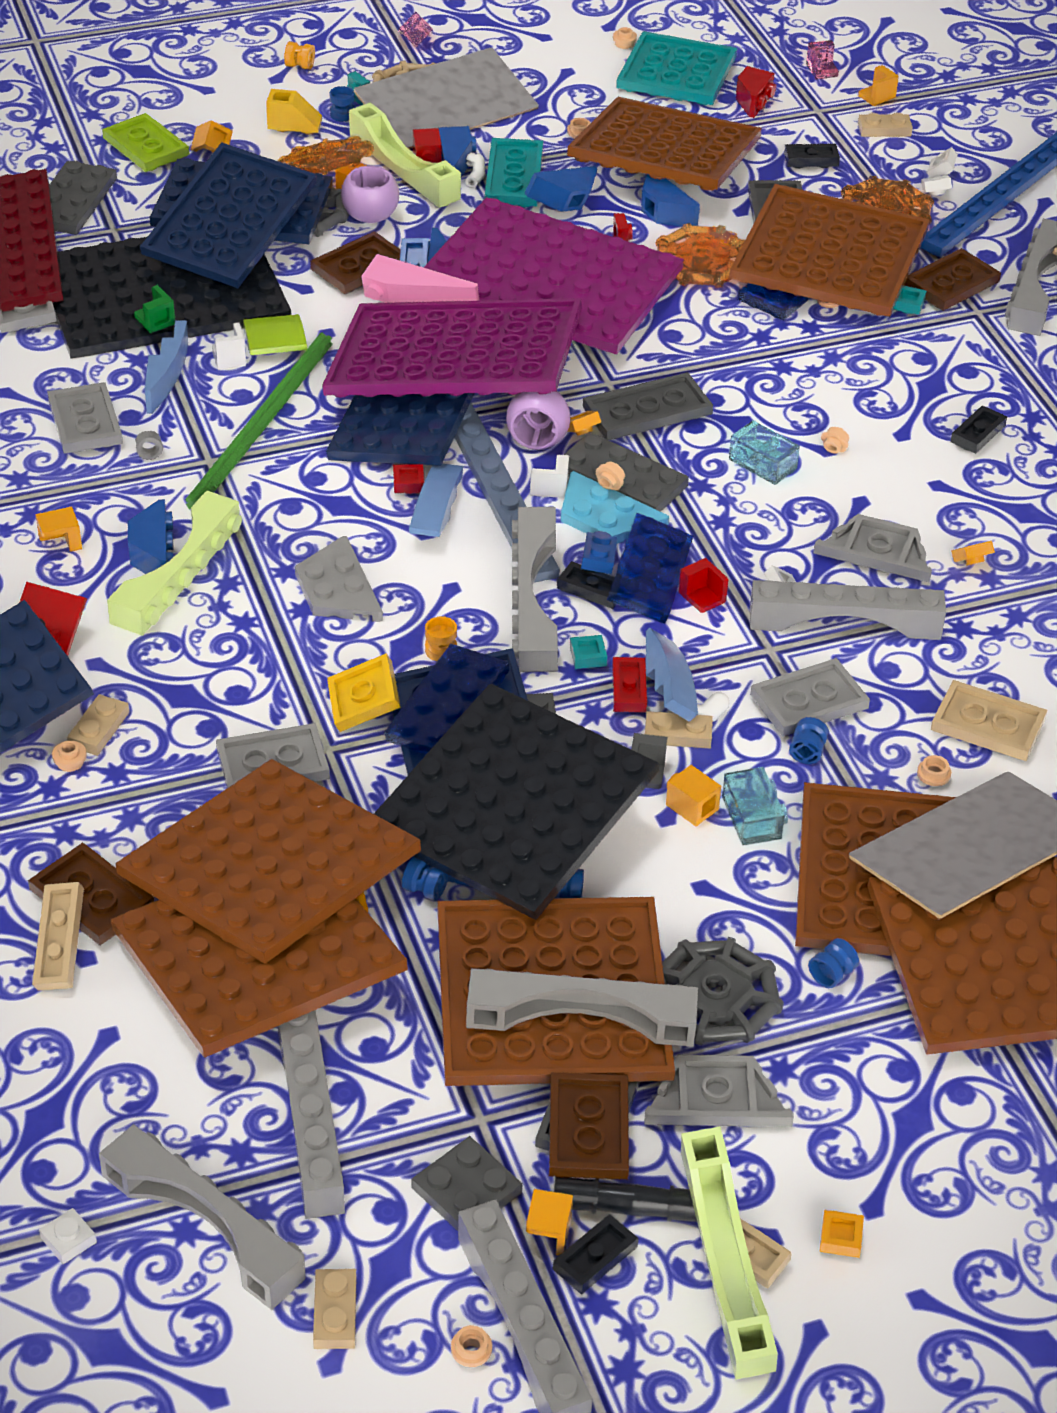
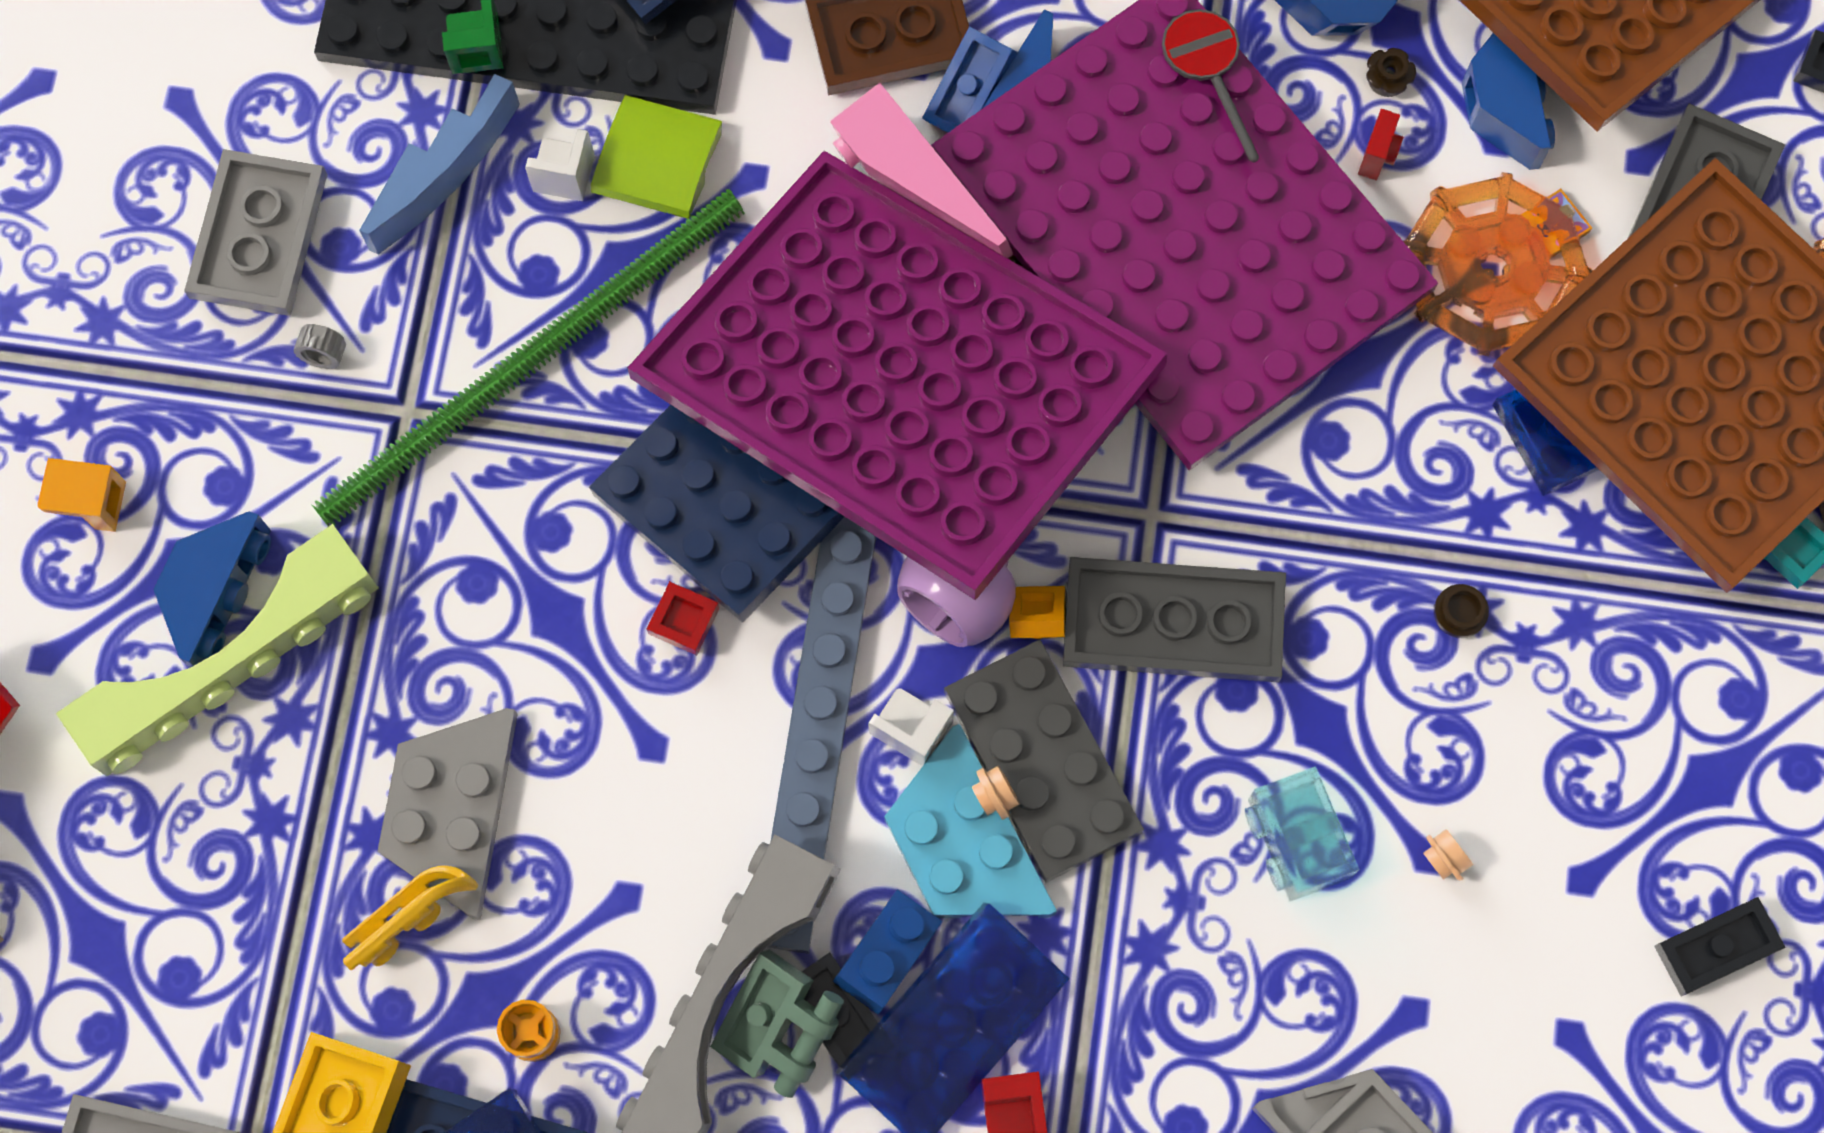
camera: 30 degrees right, 30 degrees up
(348, 613) = (418, 912): none -> yellow piece
(435, 500) = (693, 700): medium blue slope -> none
(521, 211) = (1203, 48): none -> piece
(556, 588) = (761, 1016): none -> sand green plate
(605, 212) = (1384, 82): none -> dark brown plate
(777, 364) = (1461, 611): none -> dark brown plate

